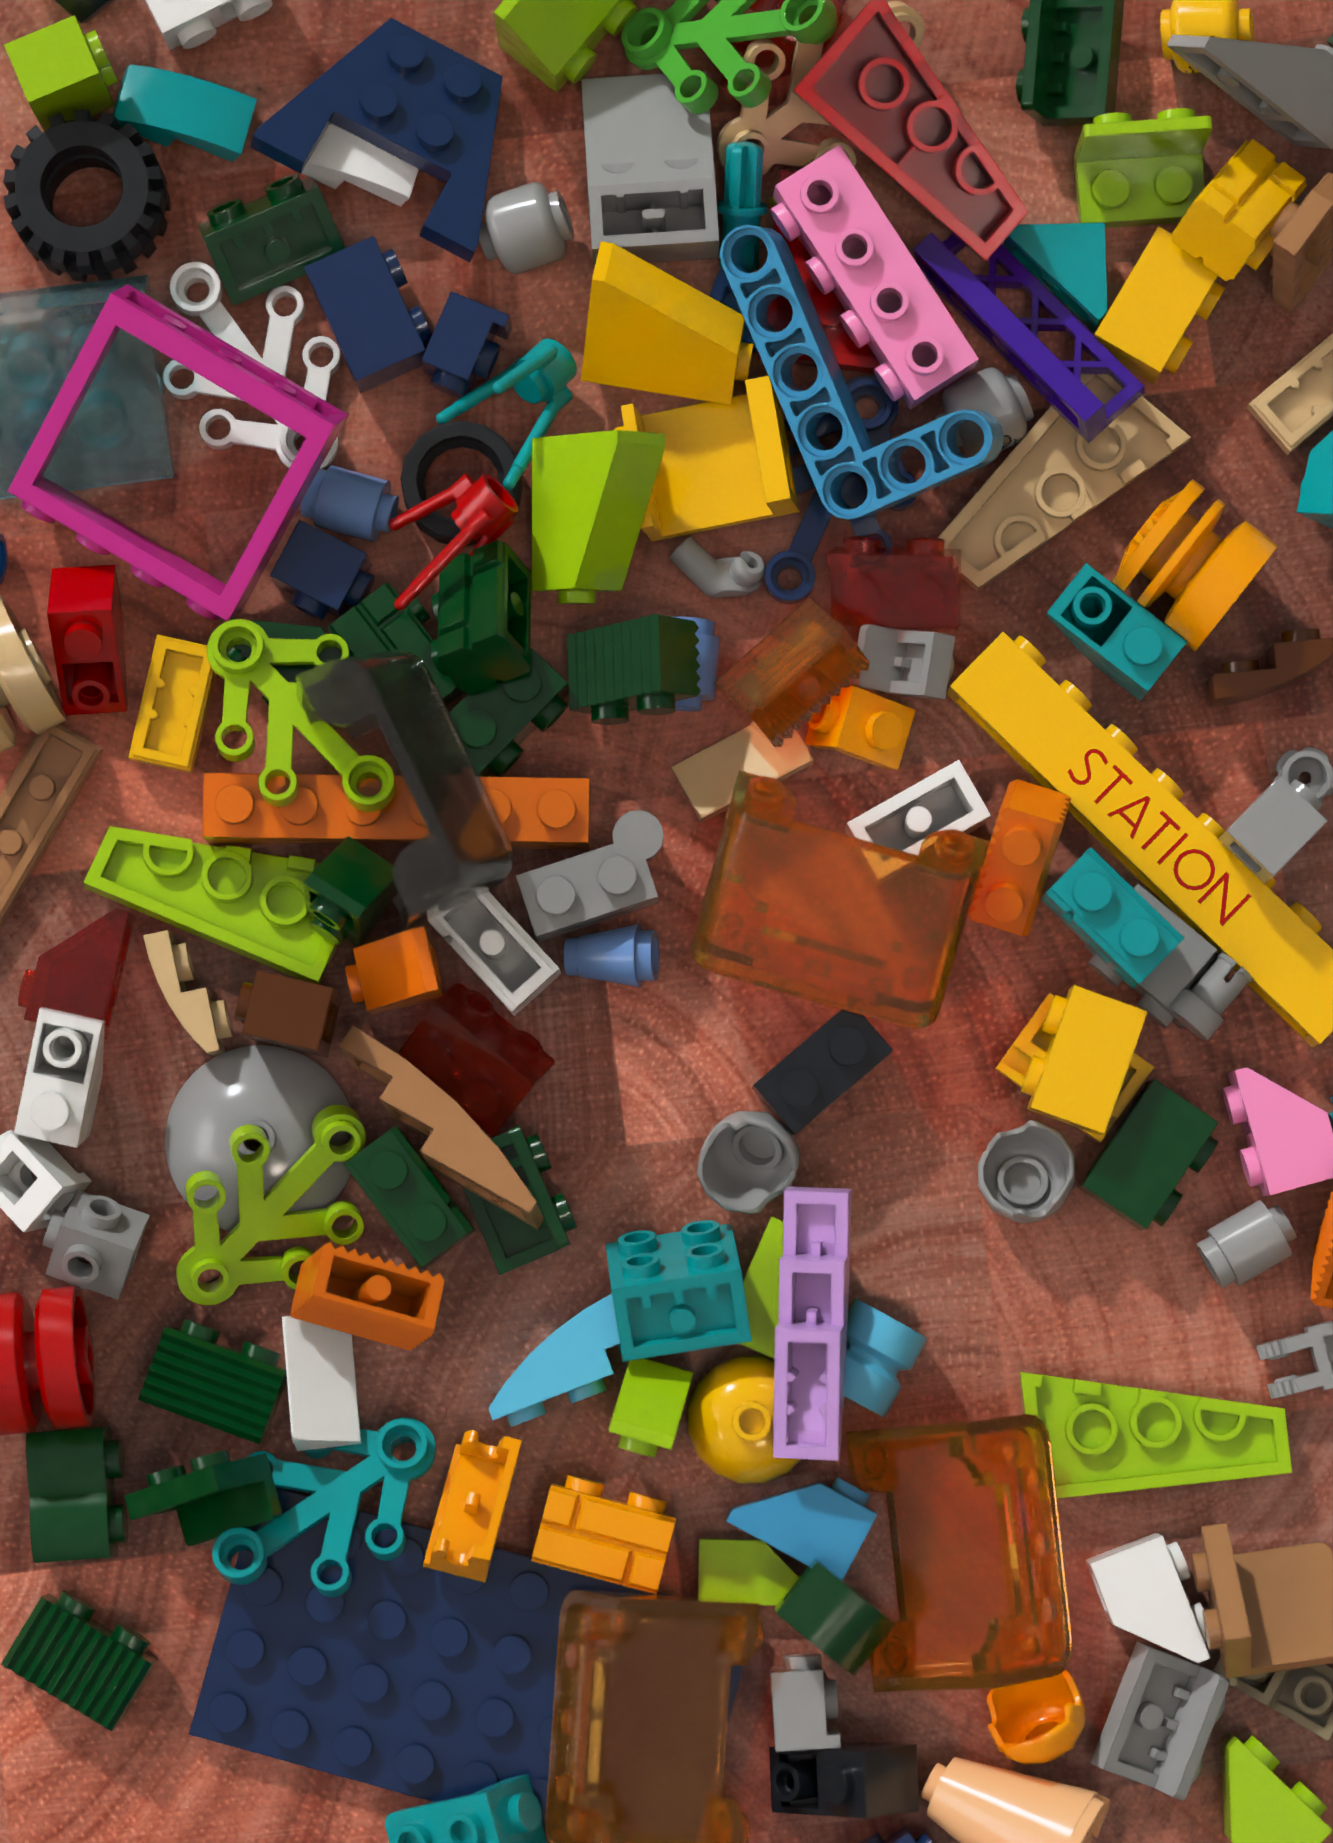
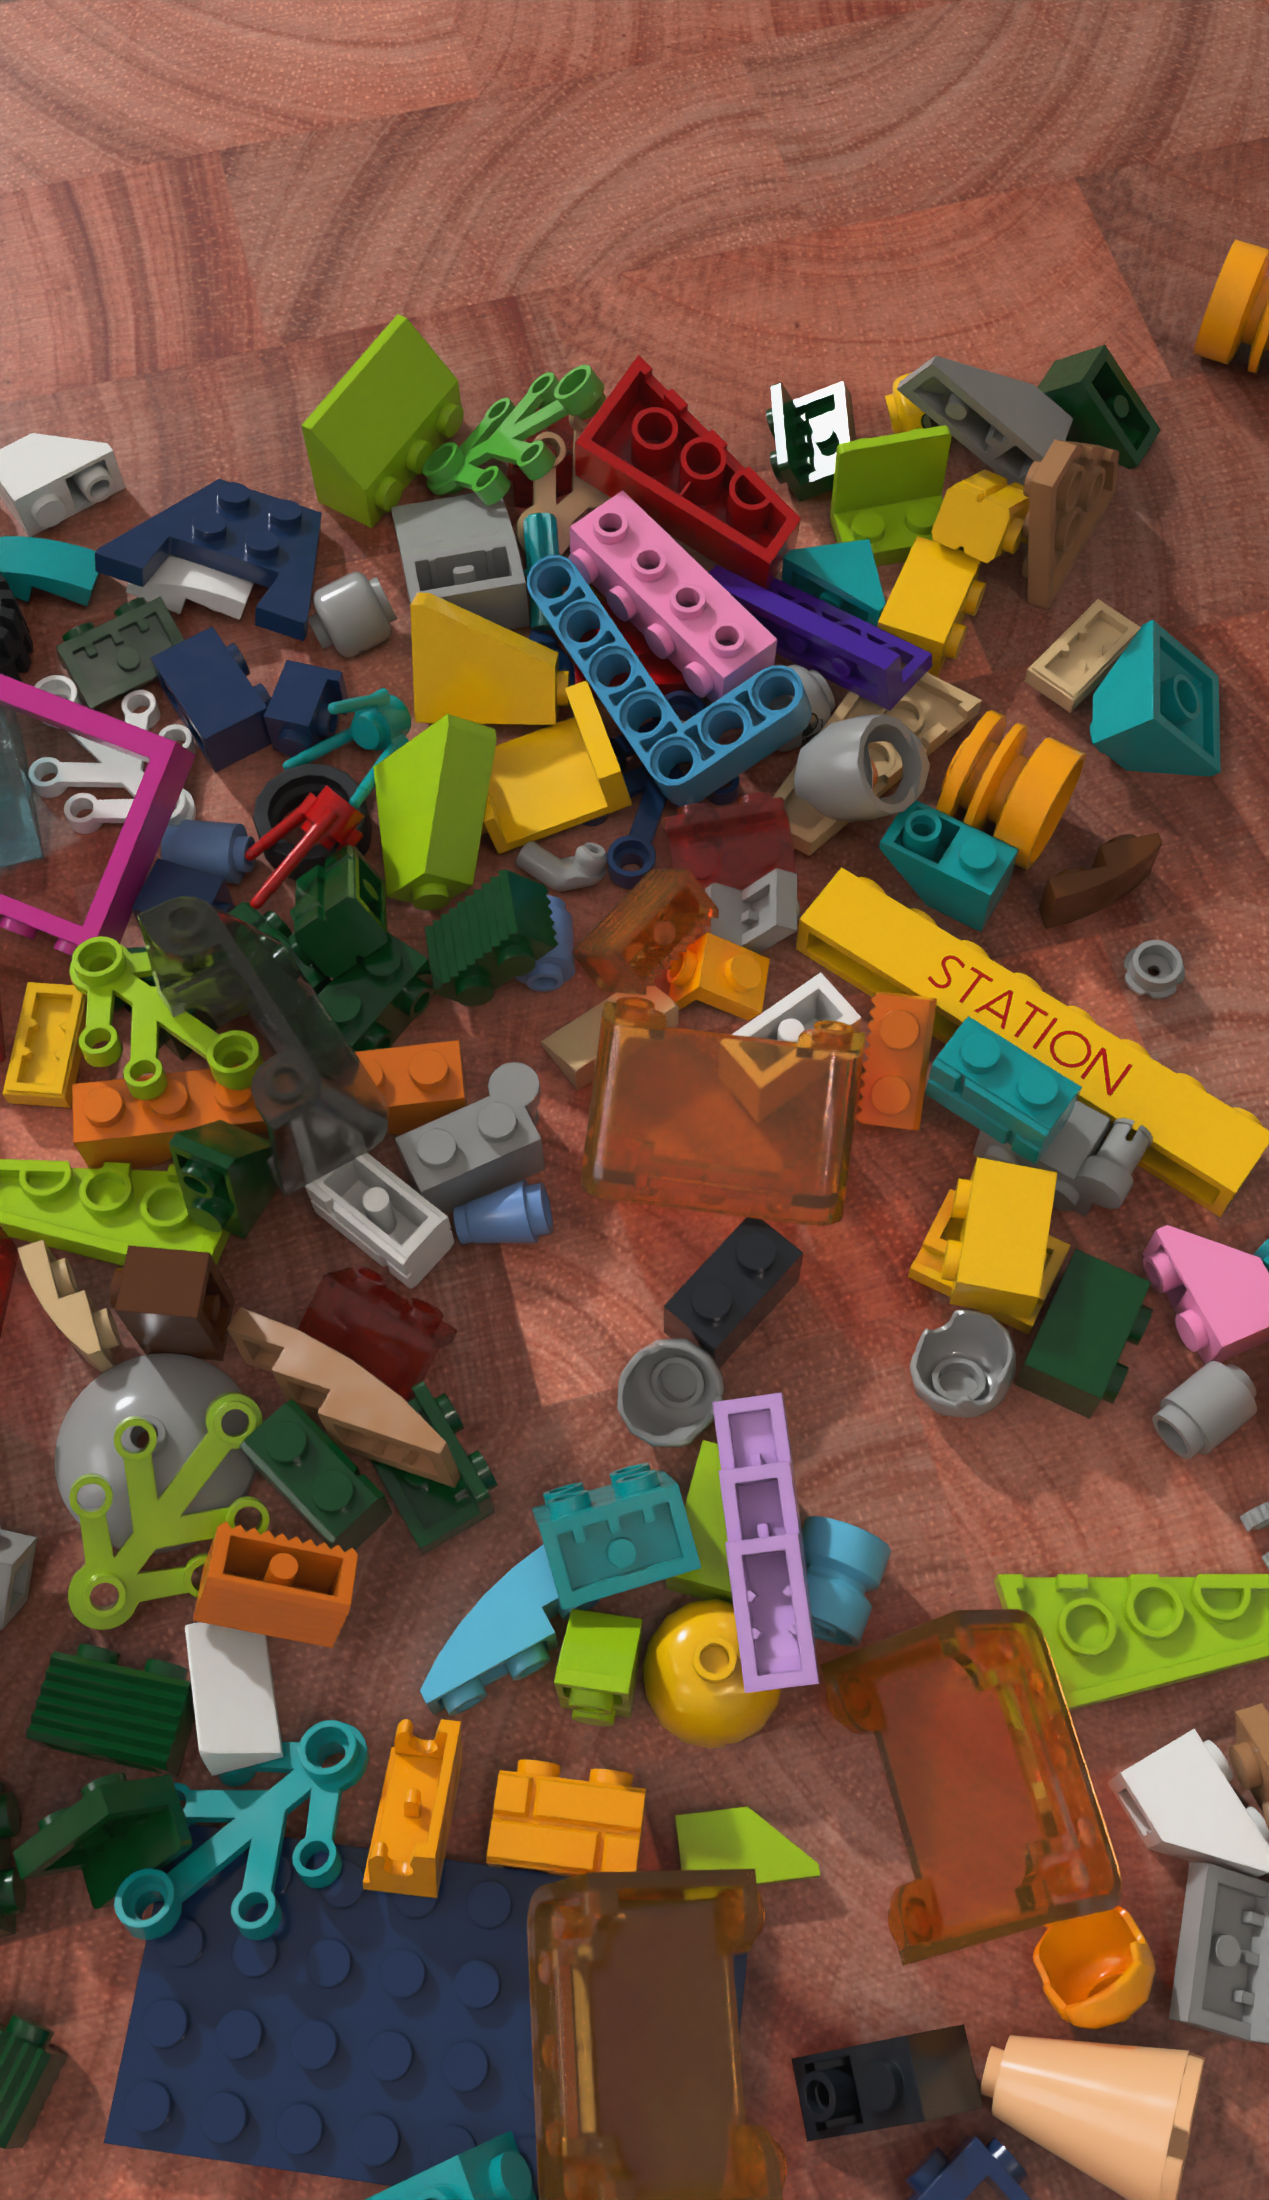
camera: 10 degrees left, 20 degrees down
(395, 972) = (282, 1251): orange slope -> none
(803, 1704) = (823, 1995): light grey brick -> none
(810, 1522) = (797, 1778): dark azure slope -> none
(834, 1617) = (845, 1874): dark green brick -> none
(1017, 528) = (840, 776): none -> light grey piece
(1274, 827) = (1142, 992): light grey slope -> none

